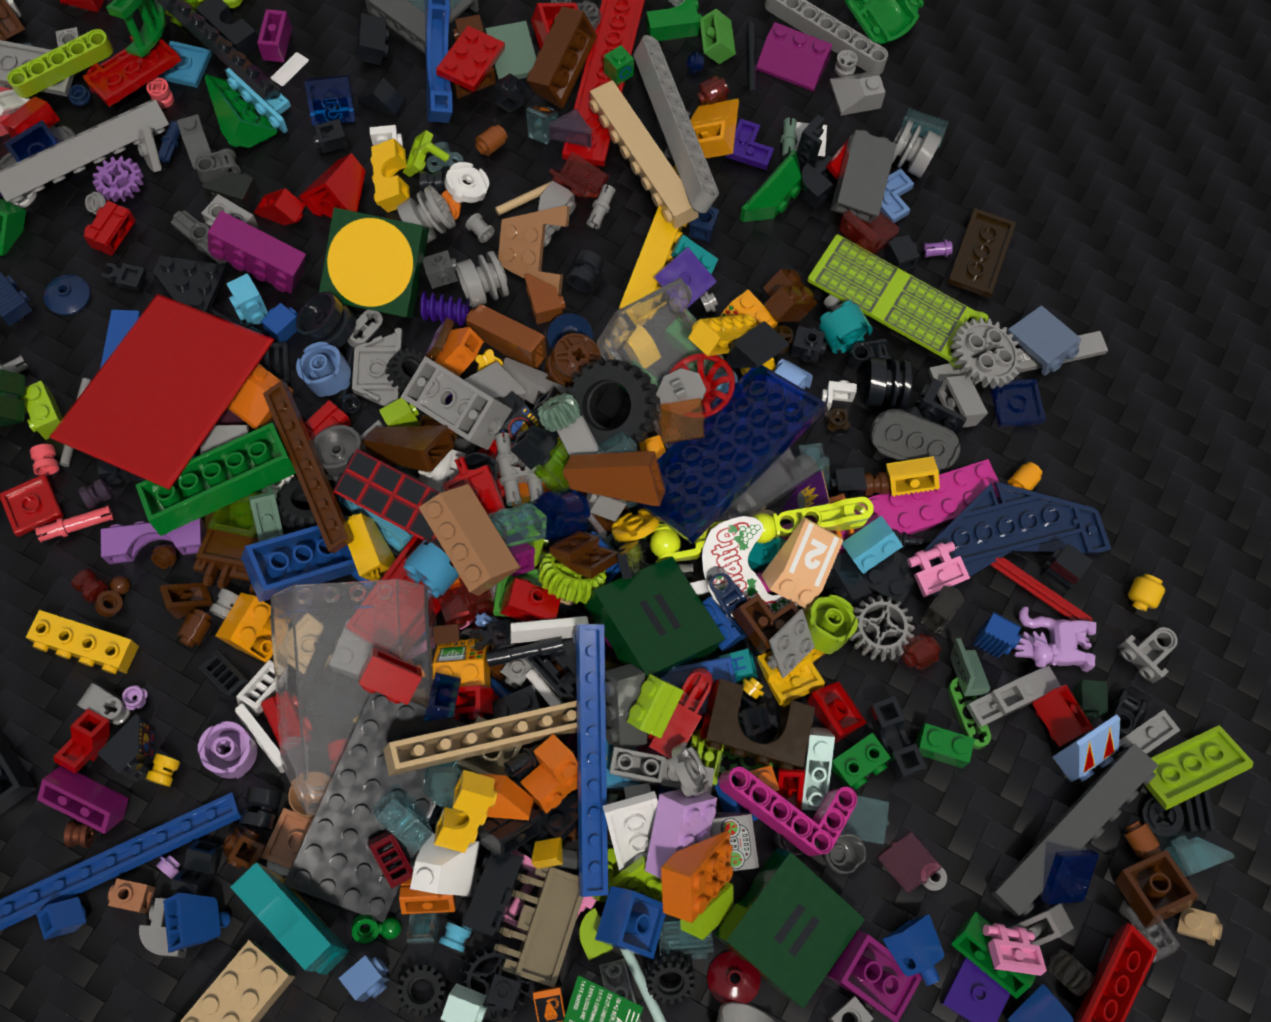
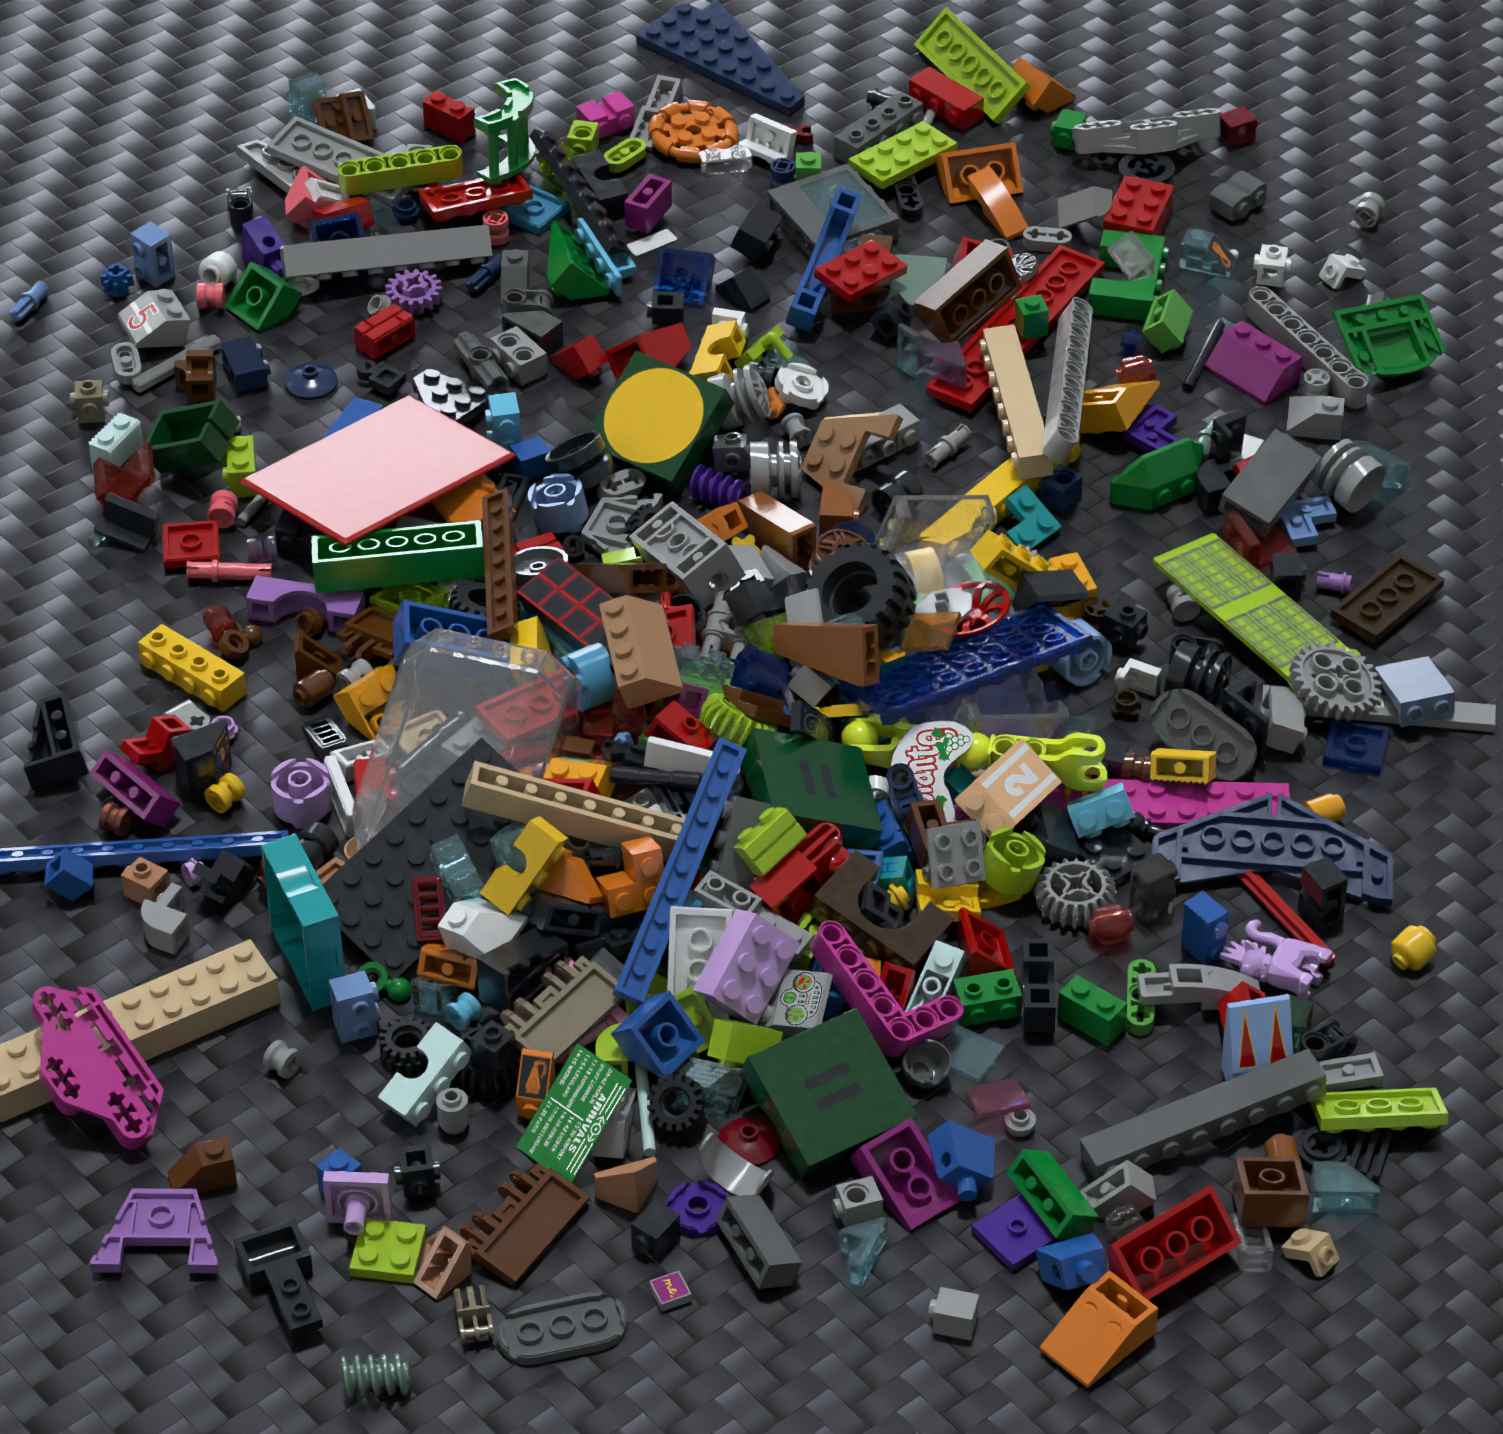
camera: 25 degrees right, 25 degrees down
(148, 149) = (459, 270): light grey plate -> none
(192, 920) = (201, 907): blue torso -> none
(255, 252) = (539, 383): magenta brick -> none
(266, 515) = (437, 589): sand green panel -> none
(389, 676) = (501, 729): red brick -> none
(439, 339) = (705, 506): clear orange tile -> none
(442, 697) = (549, 770): clear blue slope -> none
(491, 140) = (849, 355): dark orange brick -> none
(547, 853) = (594, 947): yellow slope -> none
(559, 412) = (792, 577): sand green gear -> none
(580, 175) = (936, 410): clear red bracket -> none
(689, 770) = (779, 906): light grey plate -> none
(691, 271) = (1016, 520): dark purple plate -> none
(696, 876) = (745, 992): orange slope -> none
(788, 297) = (1122, 573): reddish brown brick -> none
(844, 327) = (1173, 612): teal brick -> none
(945, 574) = (1180, 852): bright pink plate -> none
(969, 670) = (1156, 953): sand green panel -> none
(1015, 954) = (1069, 1180): bright pink plate -> none
(1070, 876) = (1172, 1148): clear blue tile -> none
(1149, 652) = (1388, 1000): light grey pin -> none

